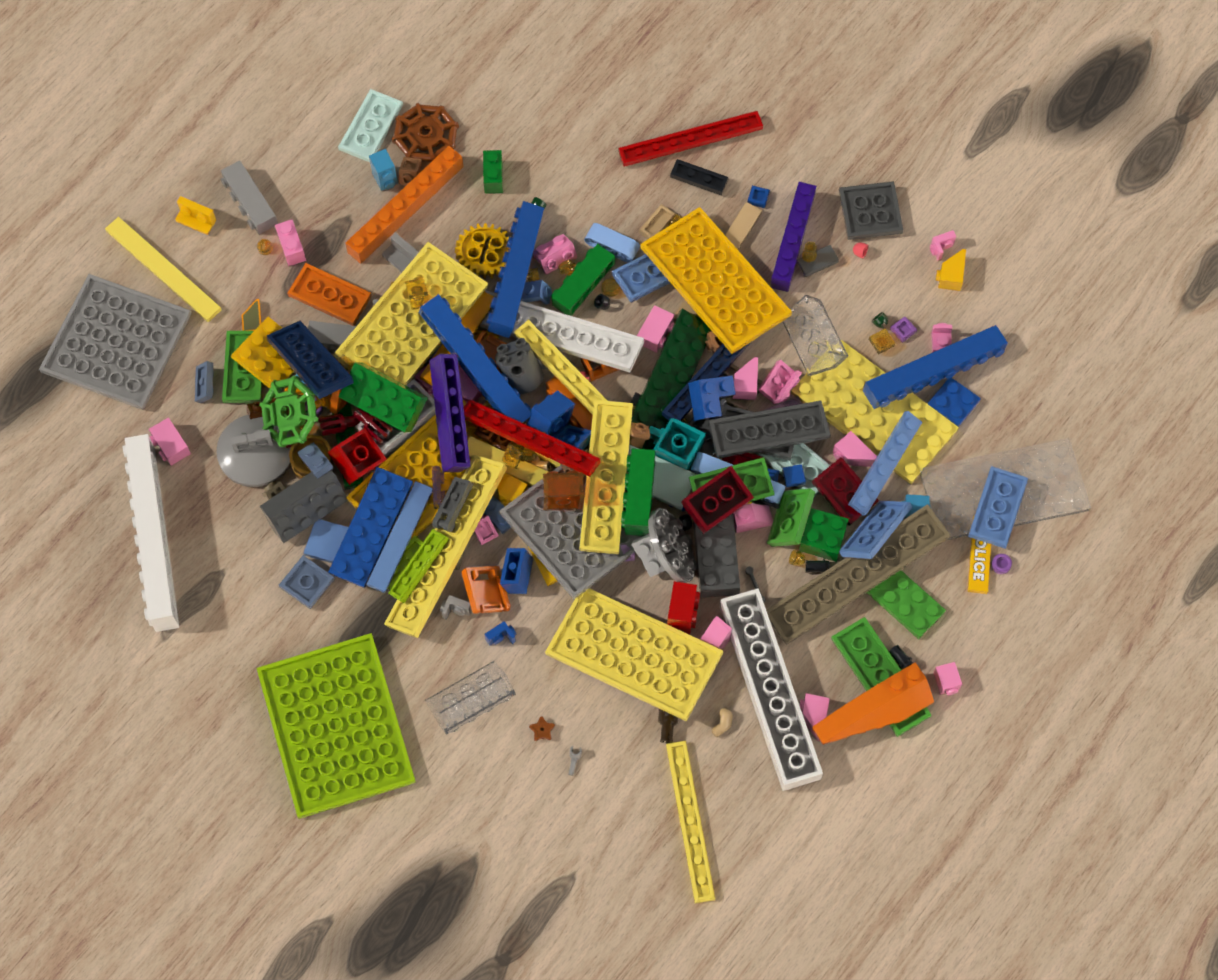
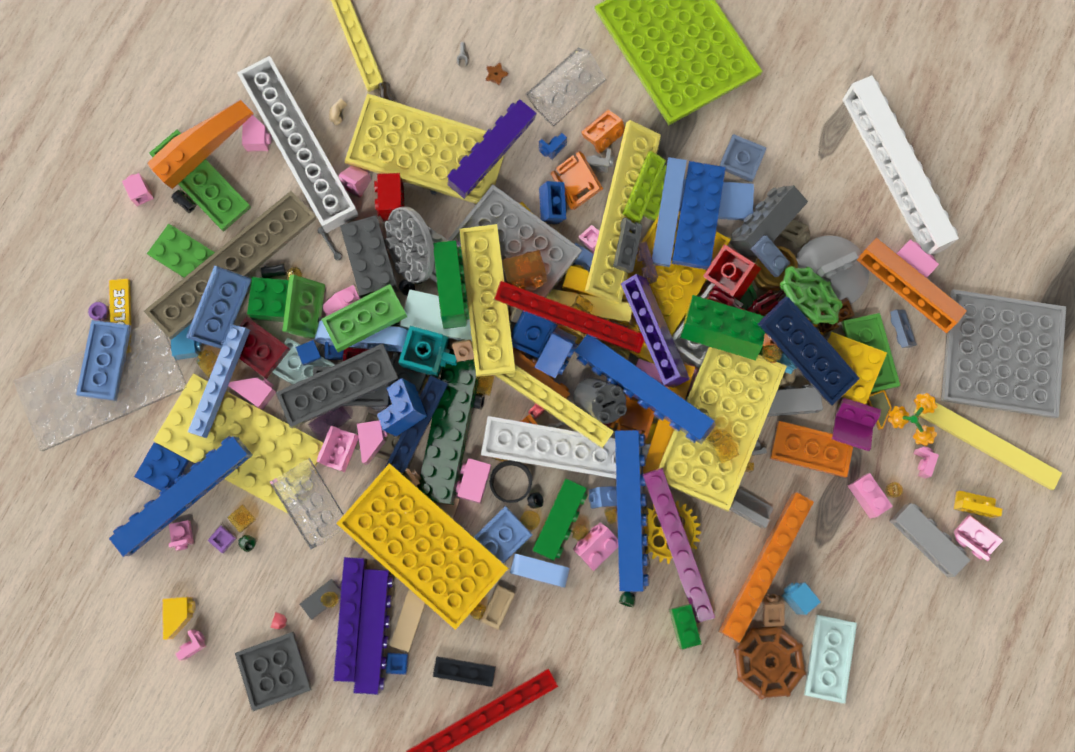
camera: 165 degrees right, 10 degrees up
(184, 413) = (911, 285): none -> orange brick
(205, 189) = (977, 537): none -> bright pink bracket
(221, 285) = (924, 404): none -> light orange plant
(227, 258) = (927, 464): none -> bright pink bracket
(284, 301) = (855, 424): none -> magenta bracket
(442, 641) = (604, 131): none -> orange bracket
(480, 231) = (679, 545): none -> magenta plate
(566, 636) = (491, 149): none -> dark purple brick
(622, 305) = (510, 463): none -> black tyre
(717, 499) = (373, 290): dark red brick -> none
(775, 222) = (372, 632): none -> dark purple brick
(895, 487) = (207, 361): none -> clear yellow bracket

